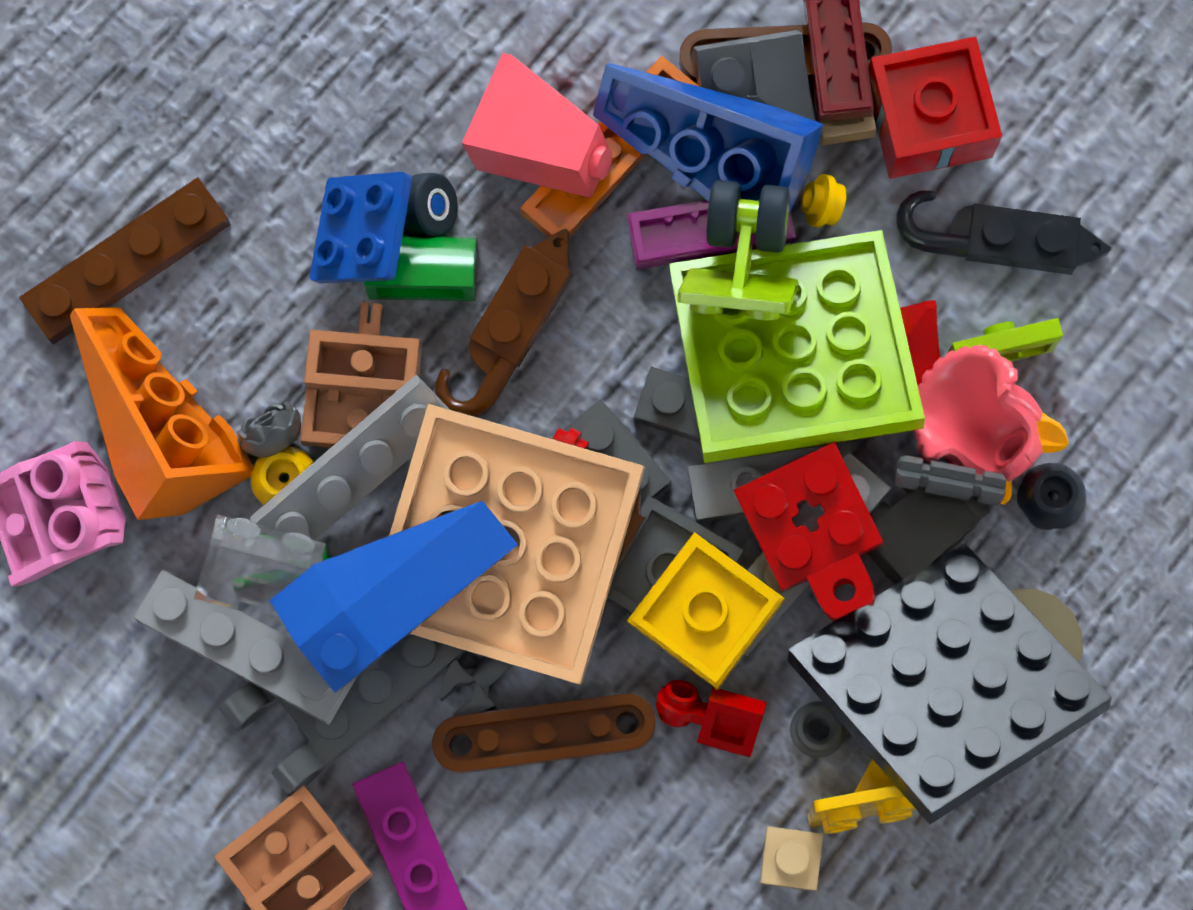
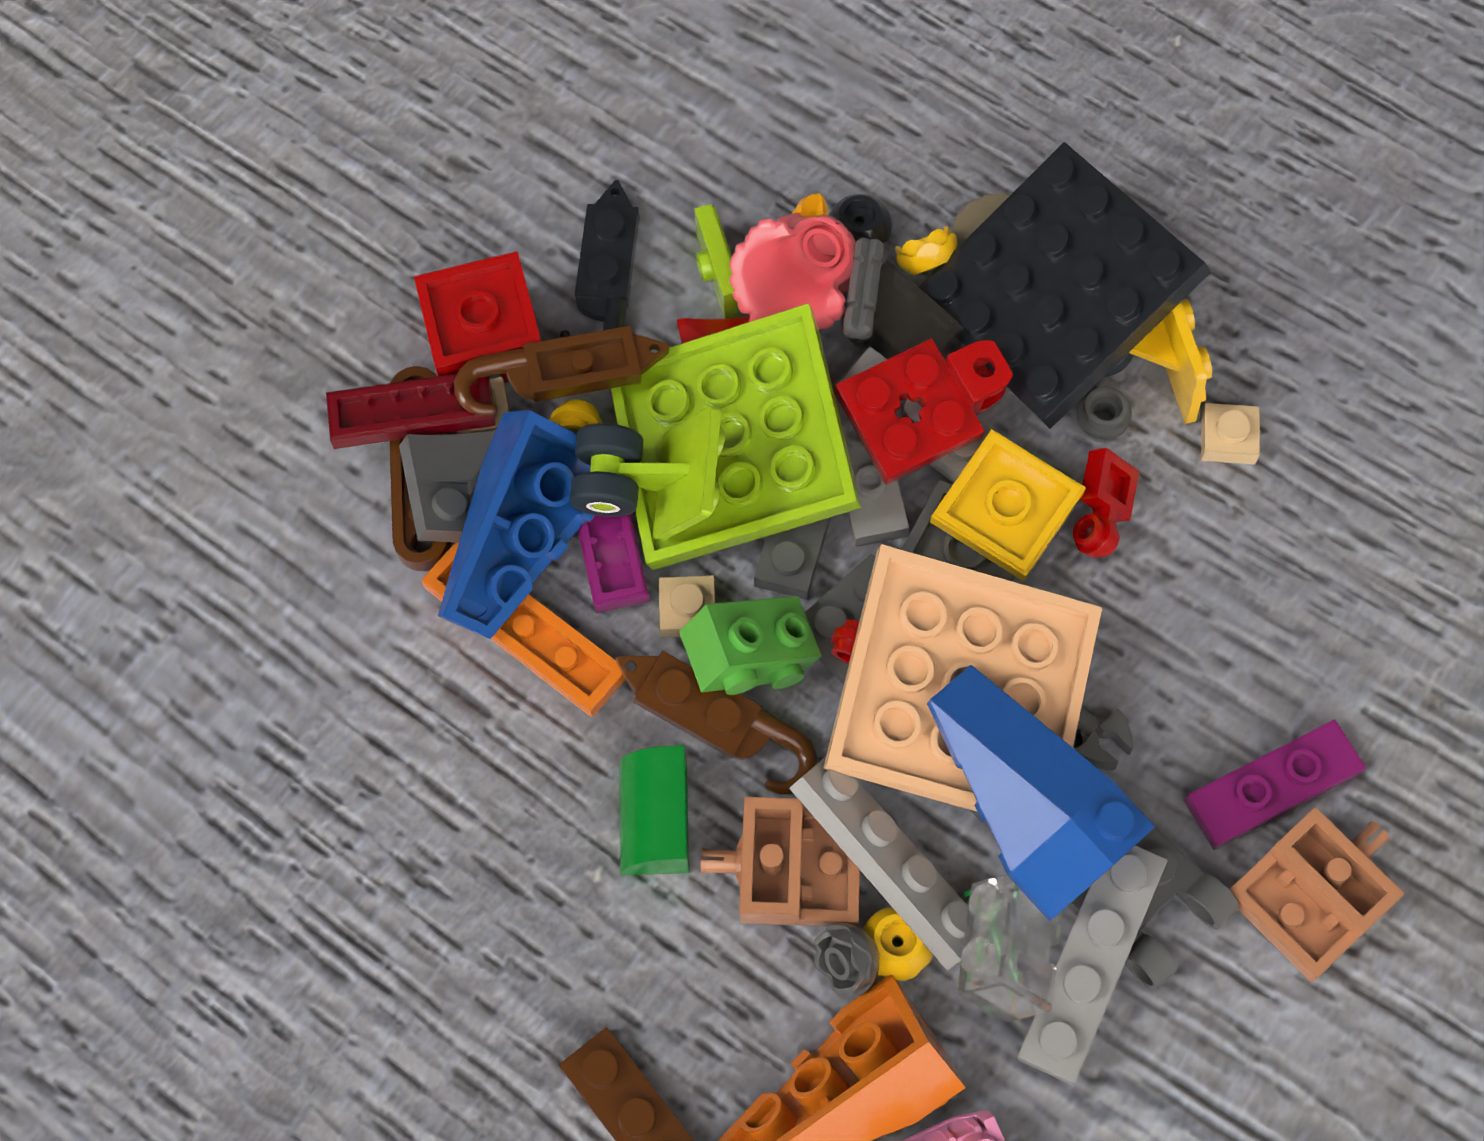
camera: 90 degrees left, 10 degrees down
(366, 221) = (617, 860): blue plate -> none
(535, 134) = (511, 690): coral slope -> none
(543, 733) = (1142, 661): reddish brown plate -> none
(570, 352) = (750, 644): none -> bright green brick
(628, 304) = (681, 600): none -> tan plate
(870, 180) = (563, 366): none -> reddish brown plate
(1010, 560) = (927, 252): none -> yellow plate

